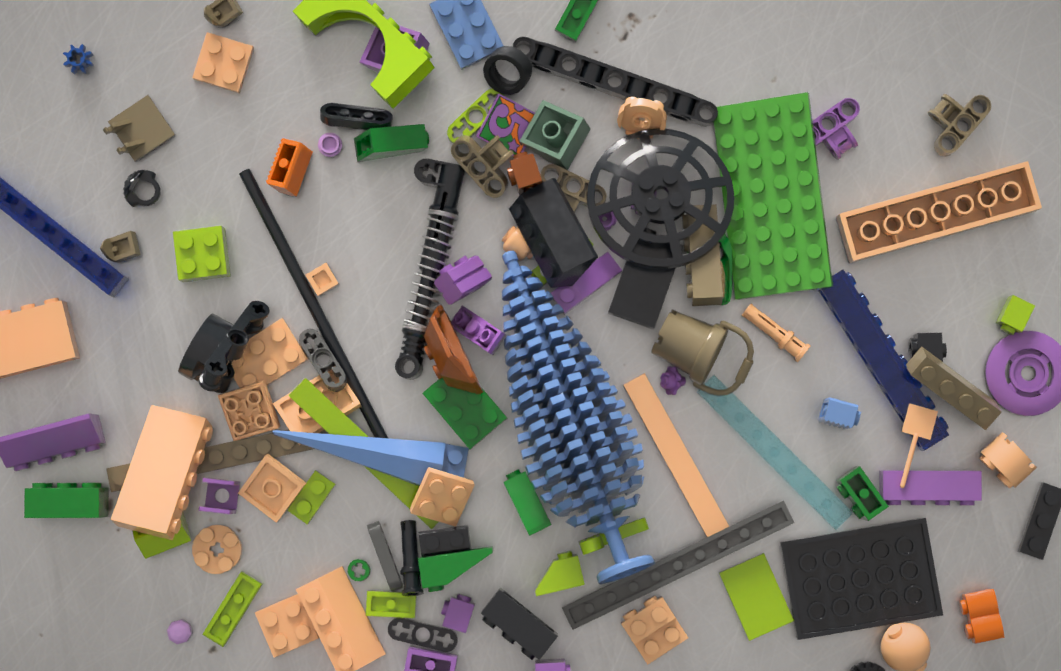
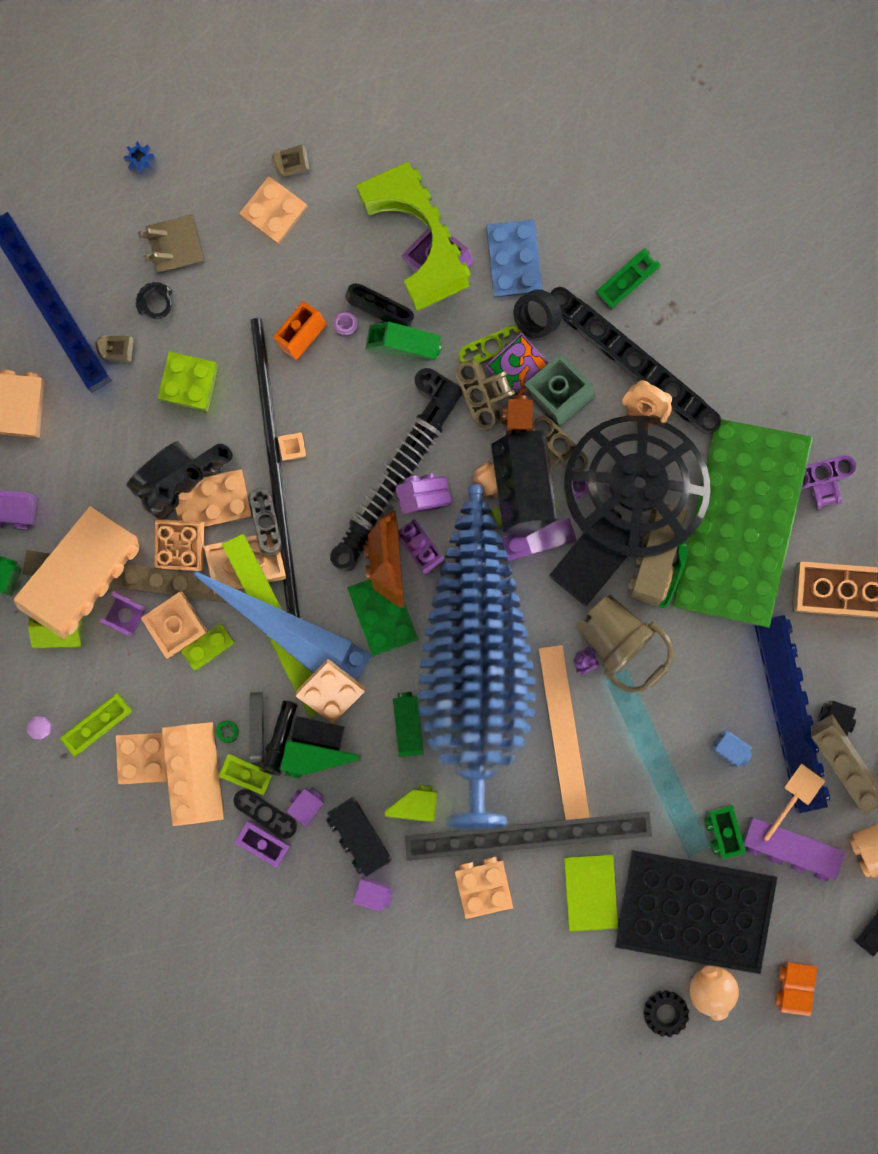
camera: 15 degrees right, 0 degrees up
(205, 557) = (97, 650): light nougat plate -> none
(599, 540) = (461, 786): lime beam -> none
(785, 339) = (706, 661): light nougat pin -> none

